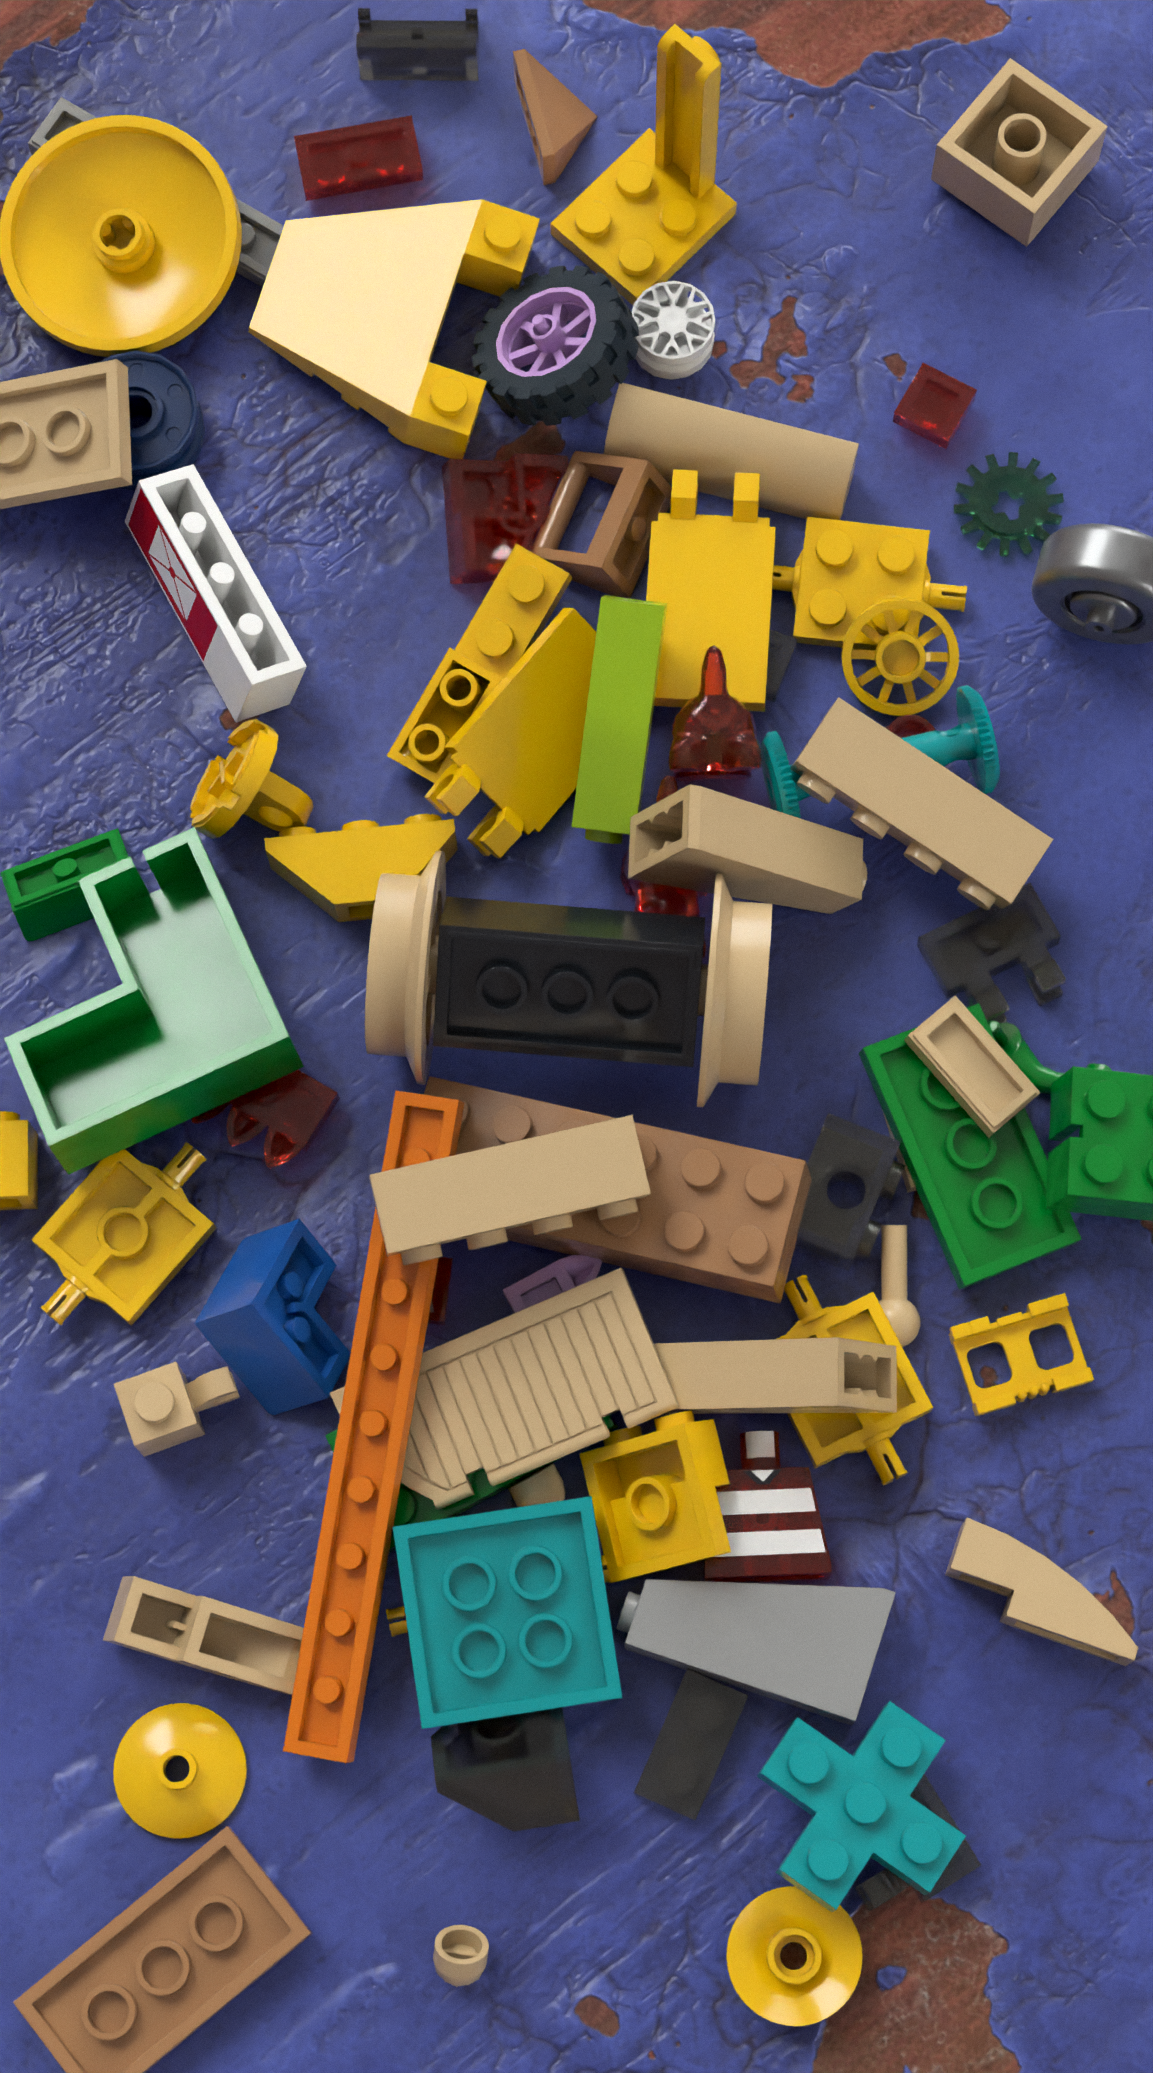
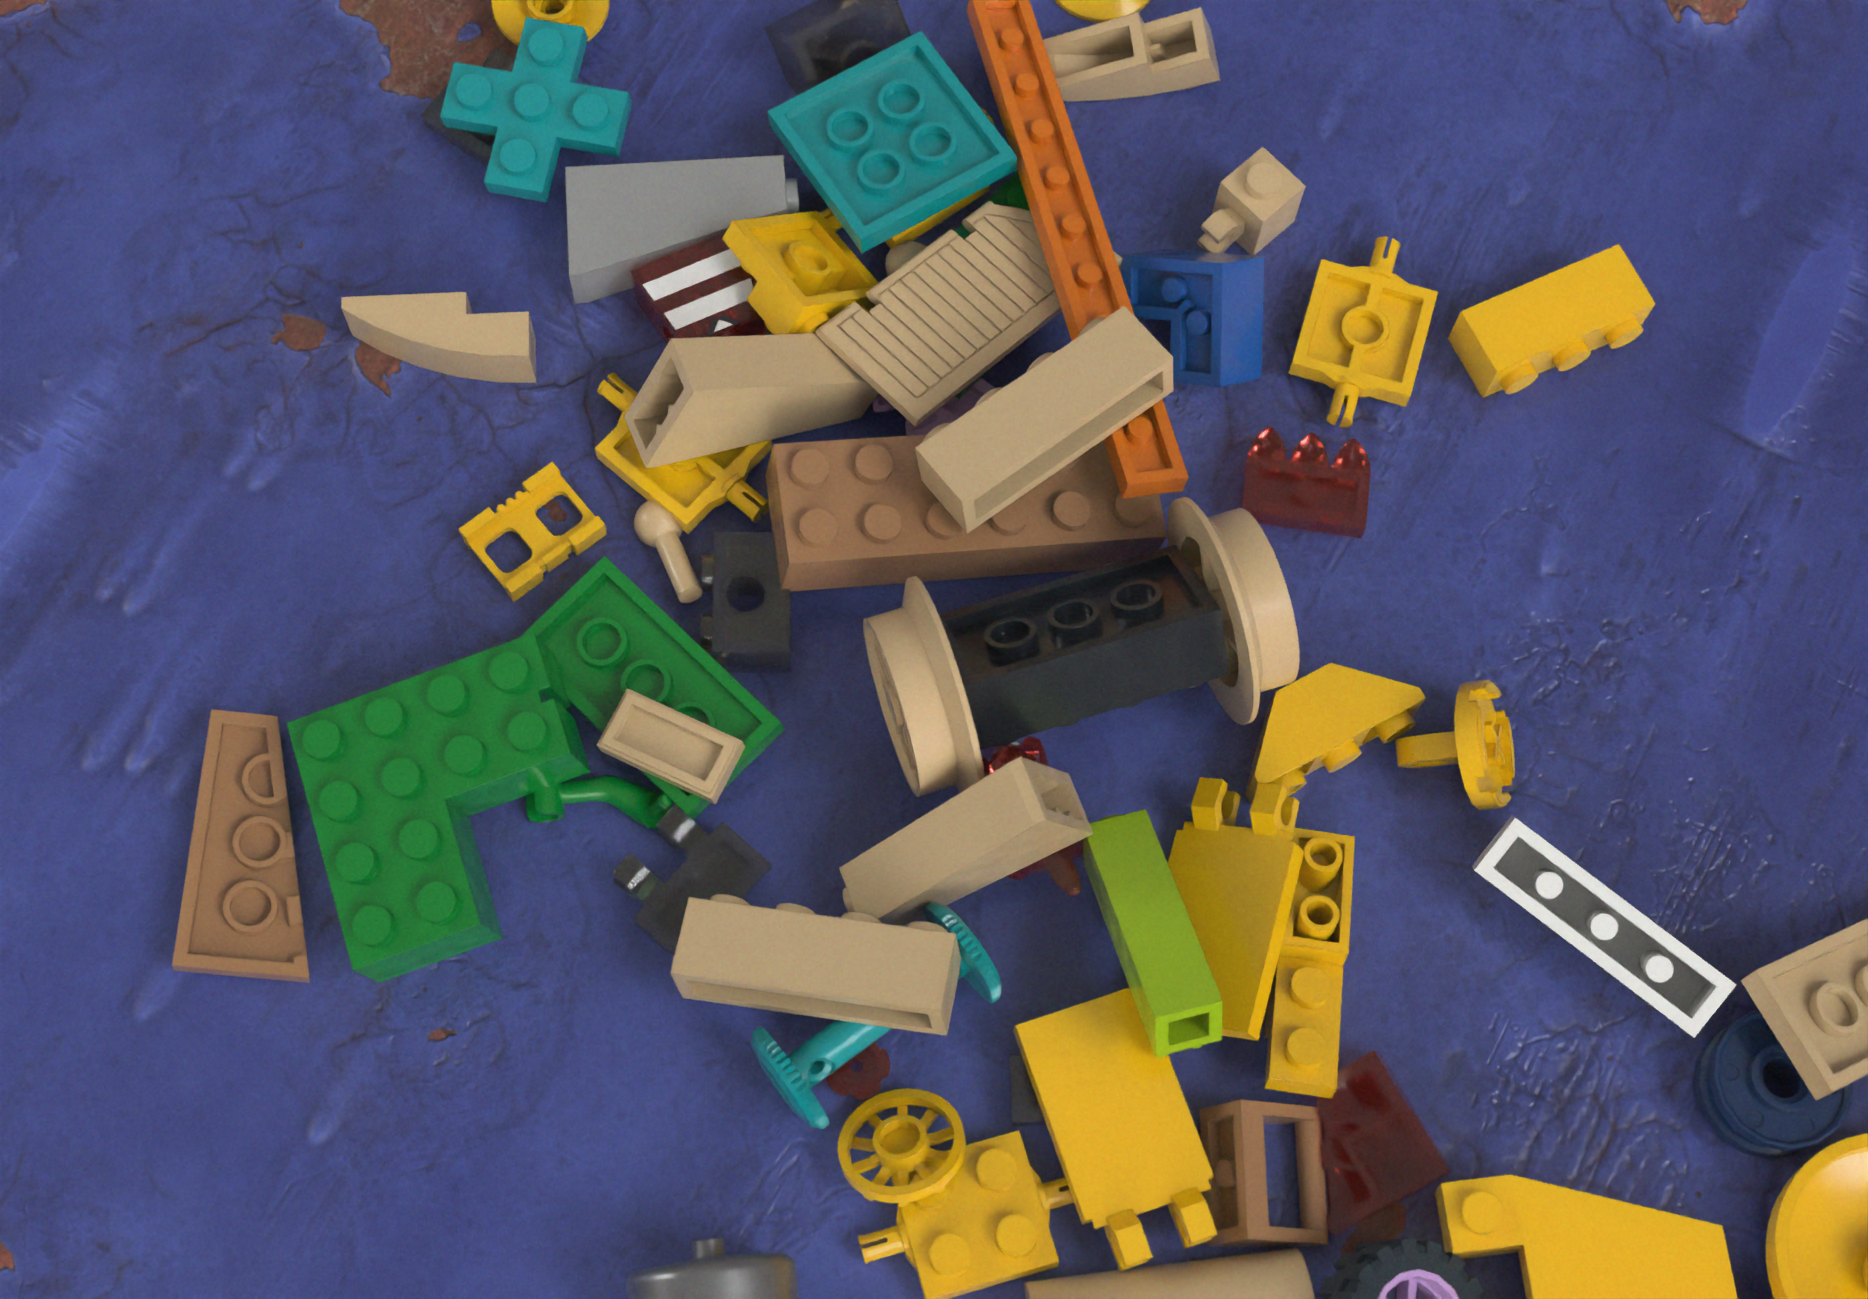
camera: 150 degrees right, 5 degrees down
(47, 889) = (1576, 616): green slope -> none
(179, 1030) = (1409, 511): piece -> none
(690, 1744) = (698, 115): clear smoke plate -> none
(714, 730) = (1050, 957): clear red animal -> none

